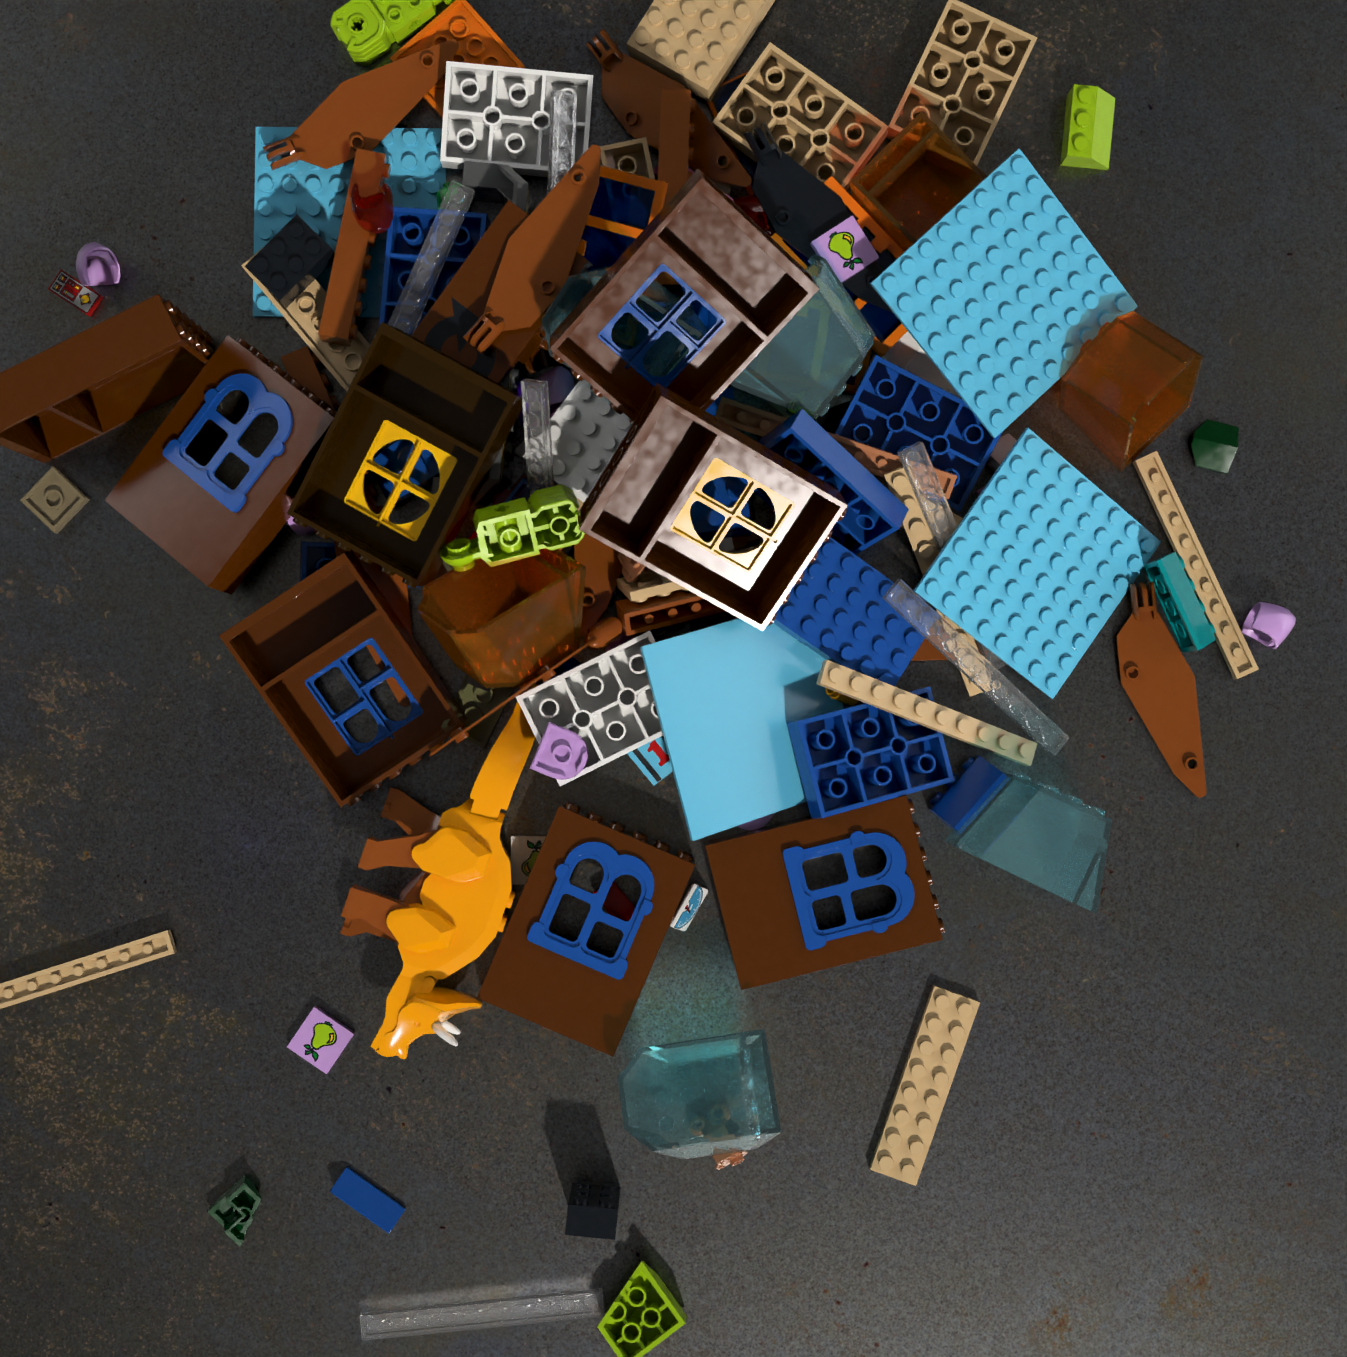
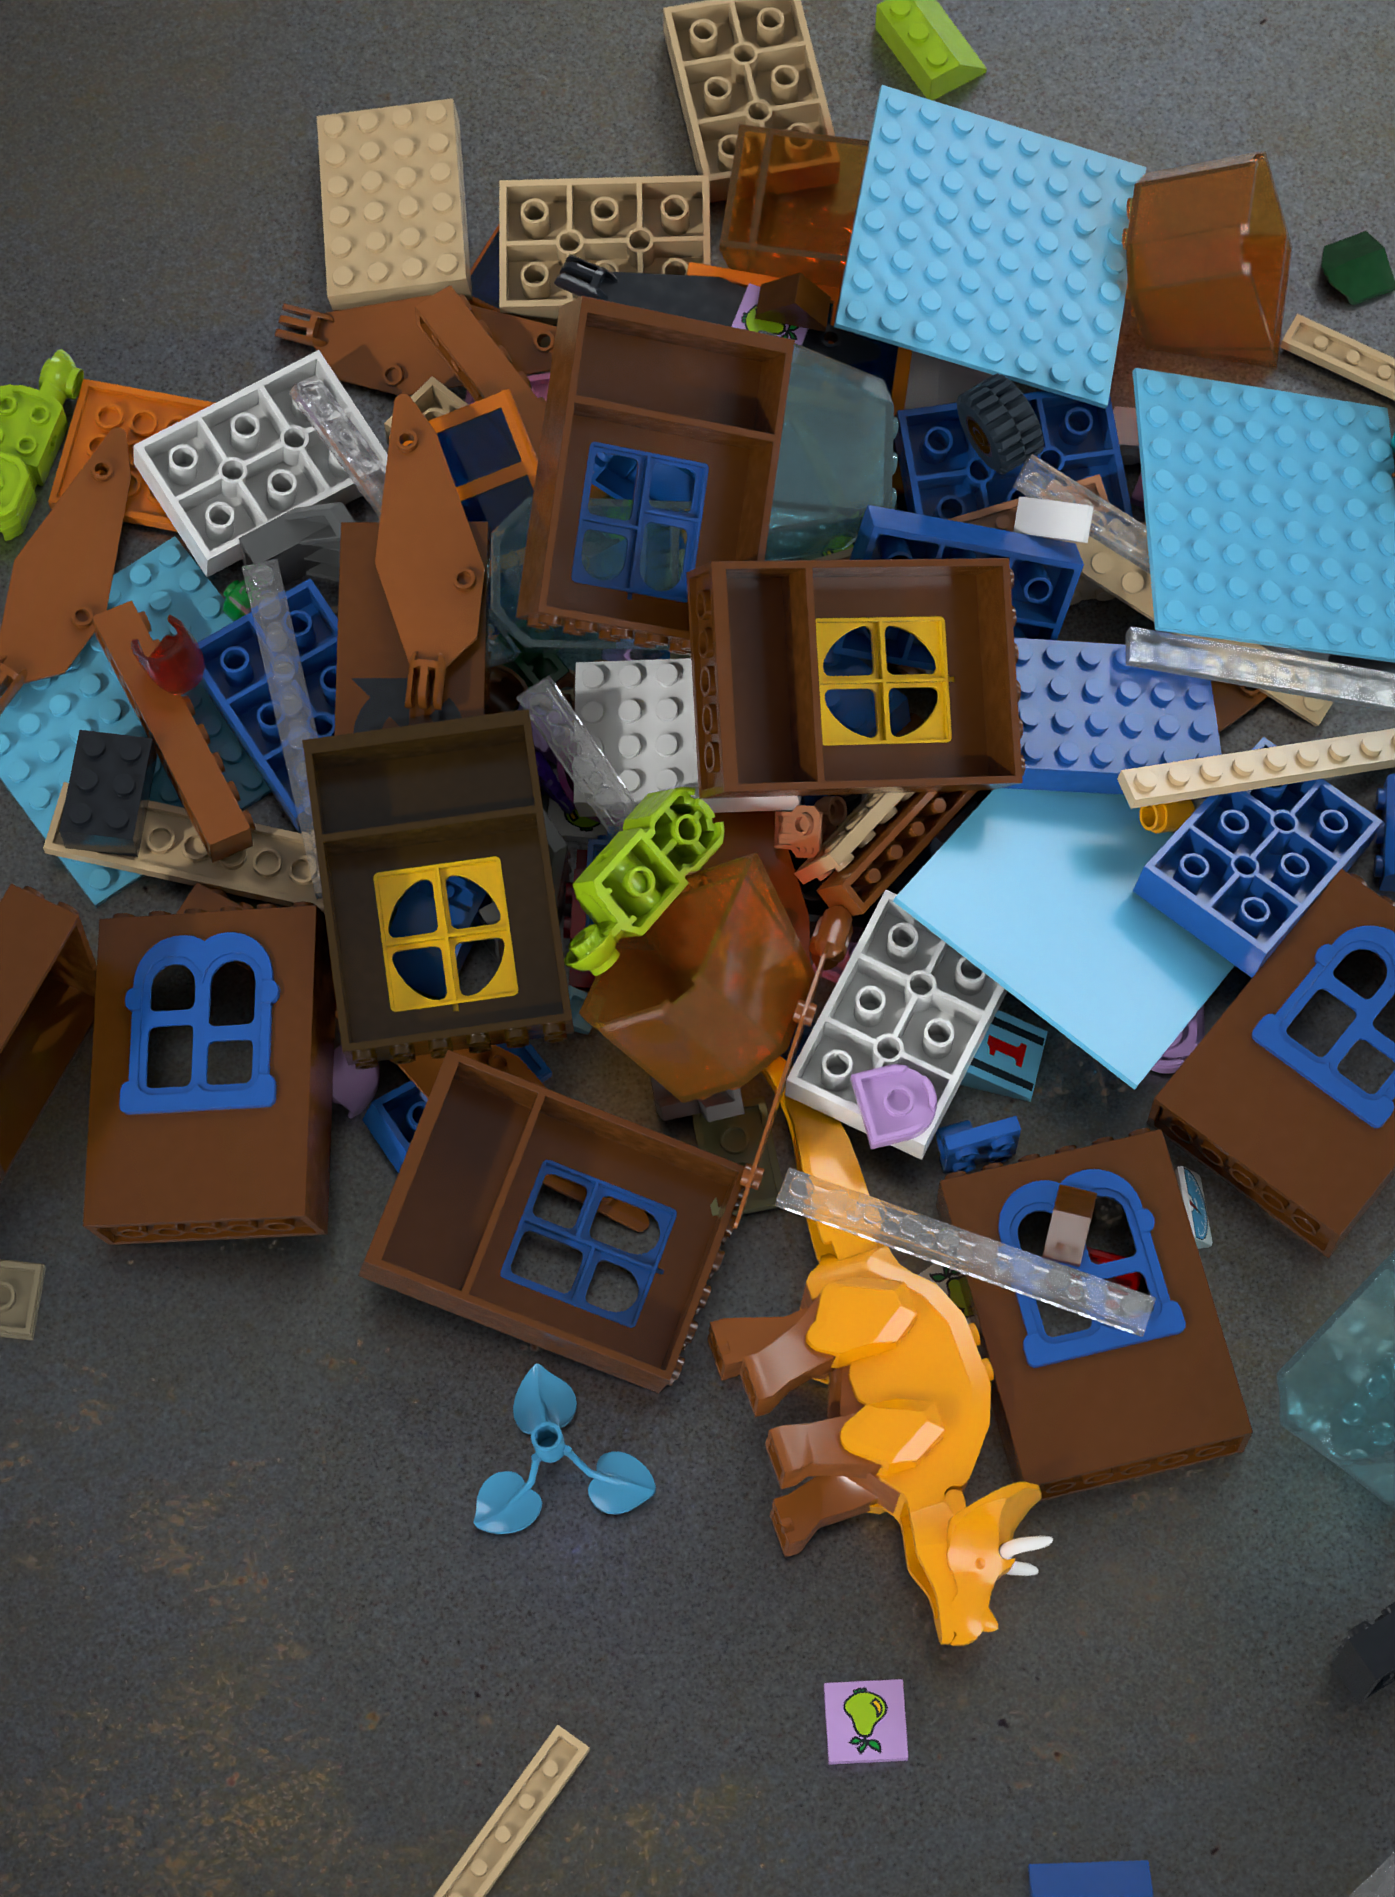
camera: 35 degrees left, 20 degrees down
(228, 795) = (541, 1409): none -> dark azure plant
(537, 857) = (965, 1252): none -> clear plate
(592, 789) = (966, 1146): none -> blue plate
(604, 882) = (1069, 1225): none -> slope
(866, 247) = (794, 302): none -> reddish brown slope
(903, 489) = (1053, 519): none -> white slope
(921, 409) = (1000, 423): none -> black wheel

